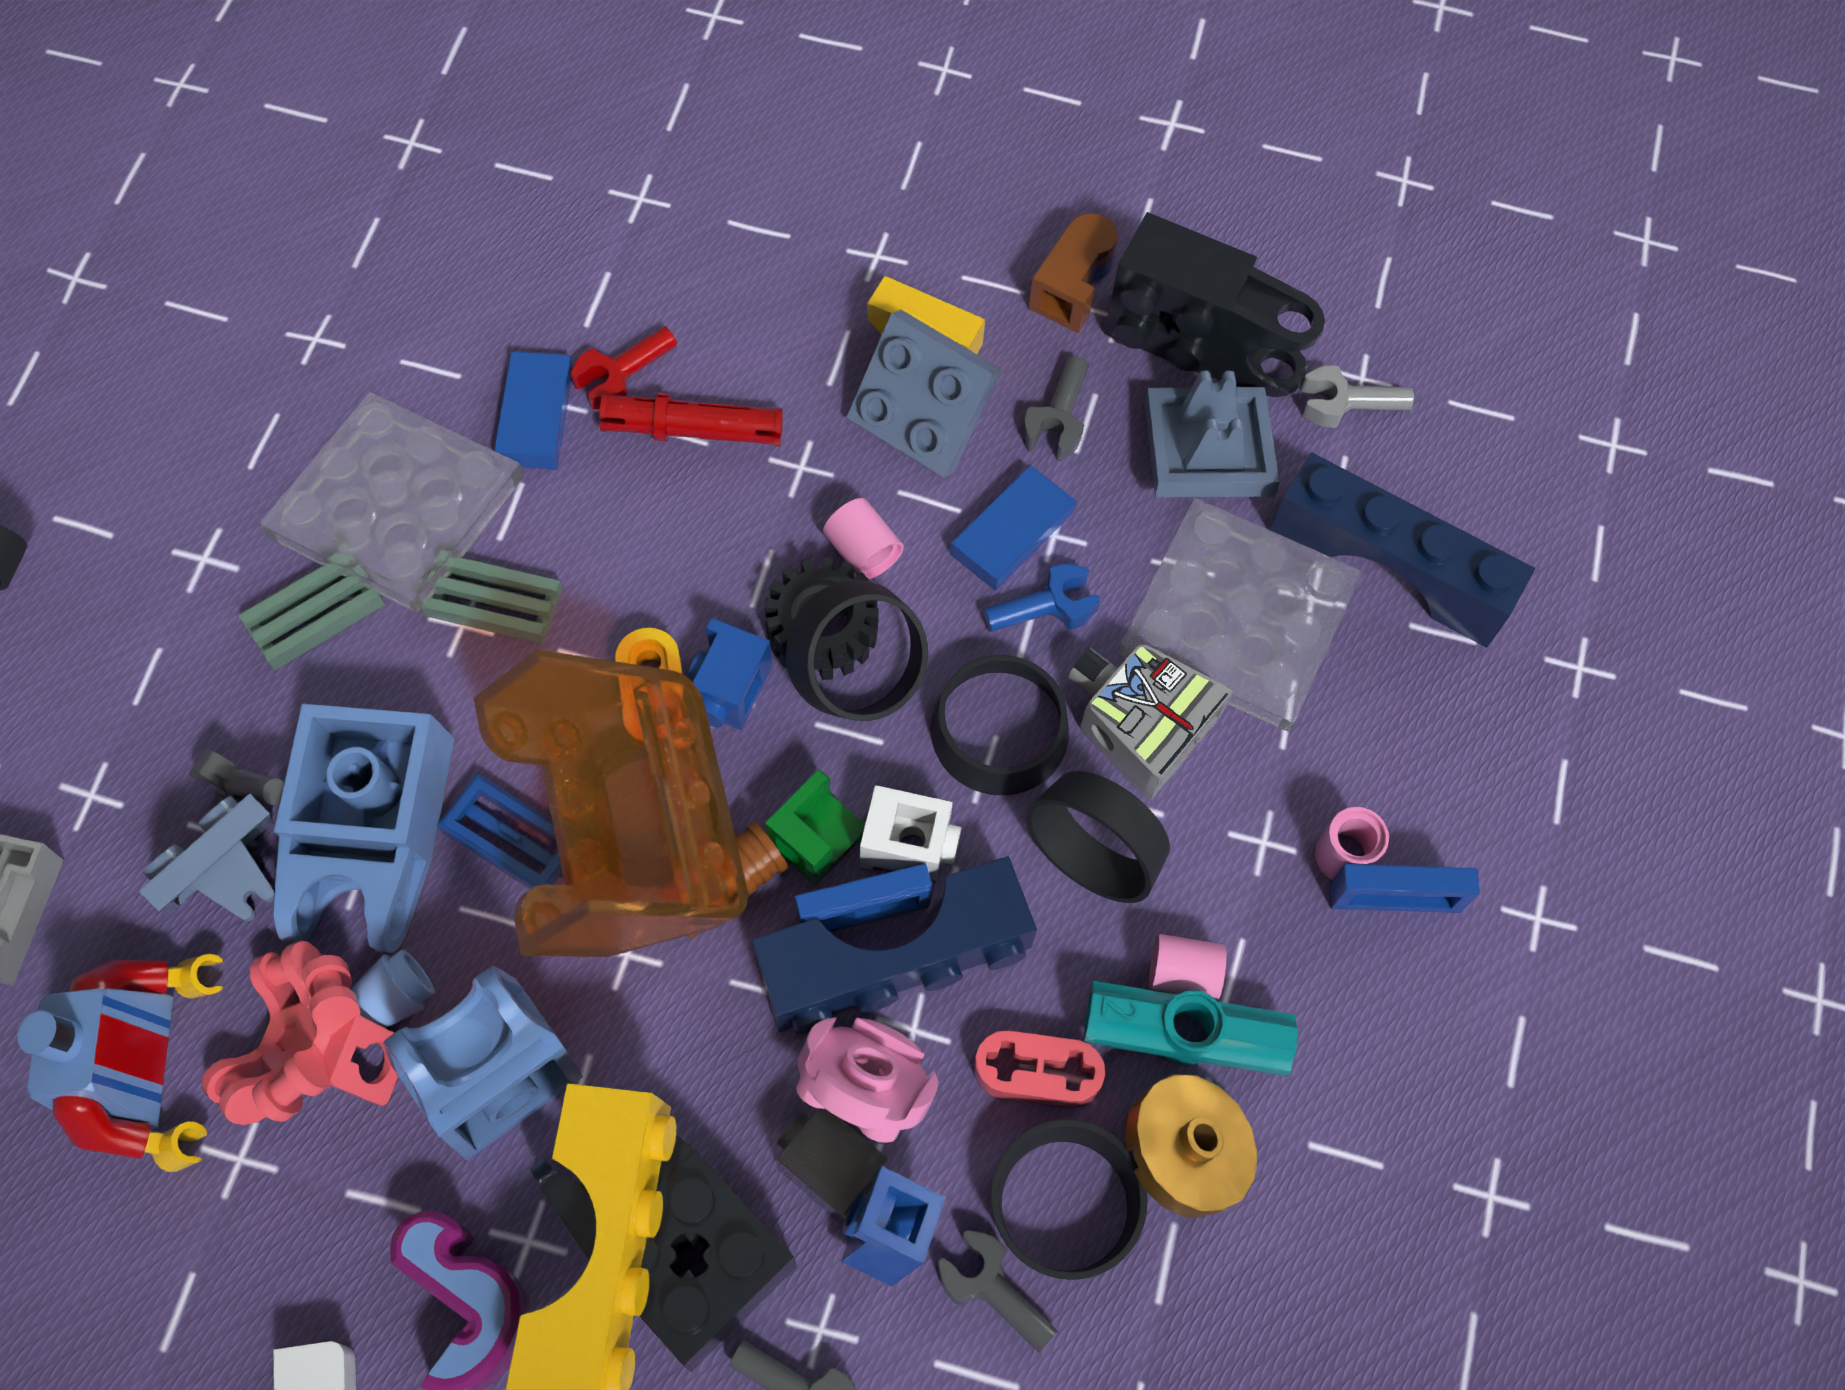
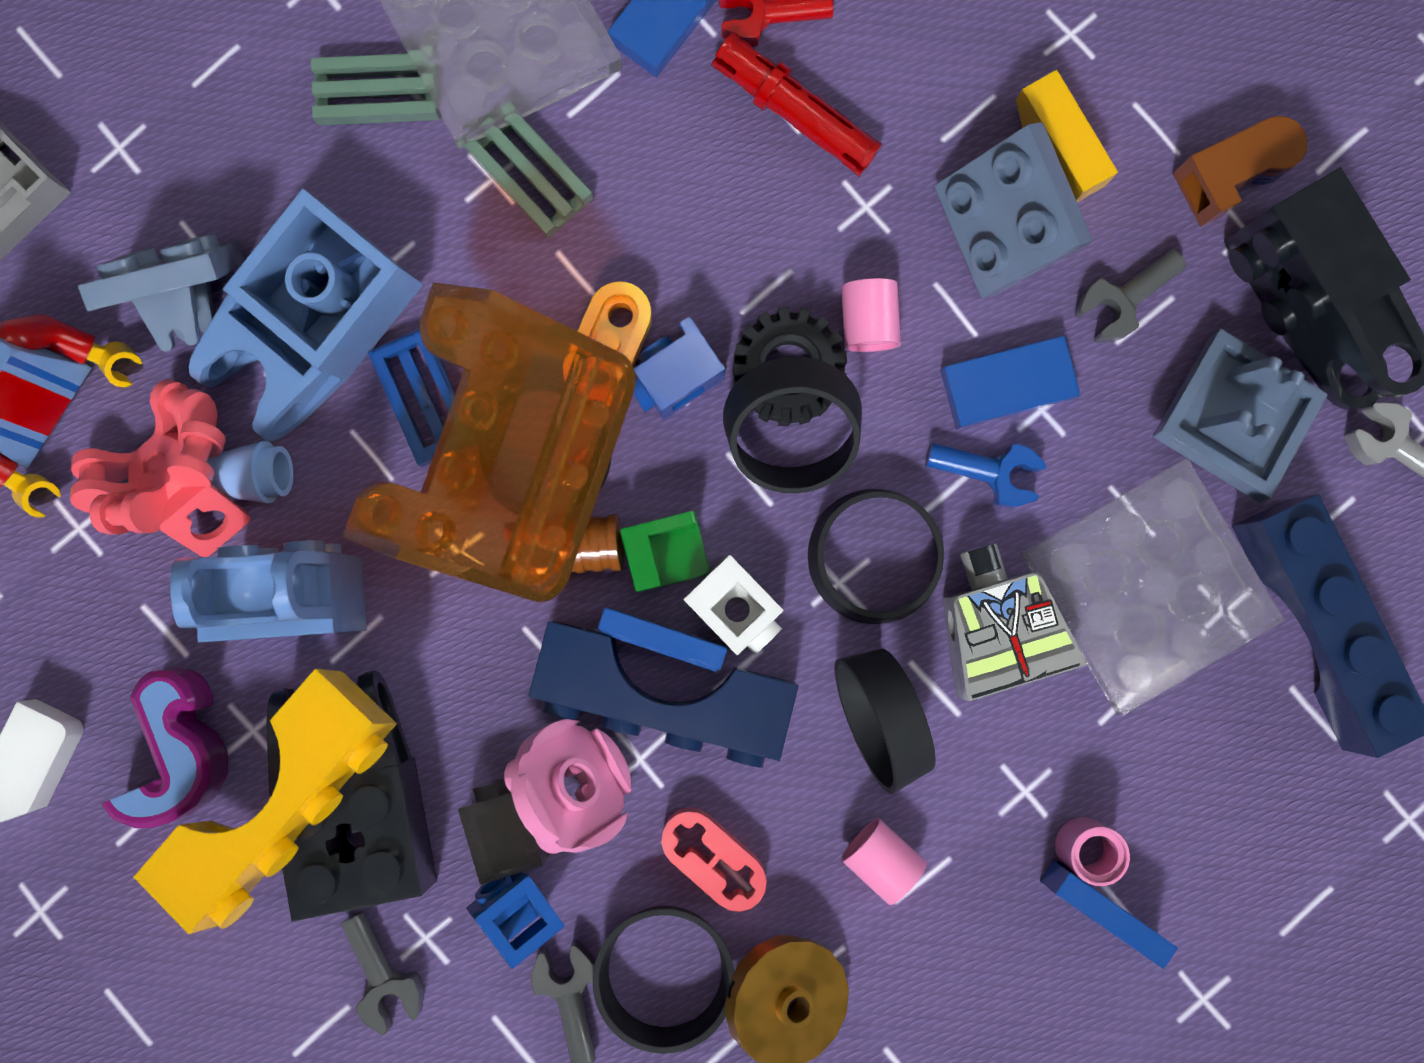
camera: 35 degrees right, 20 degrees up
(236, 781) = (228, 216): dark grey bar -> none
(1233, 1033) = (878, 938): teal piece -> none

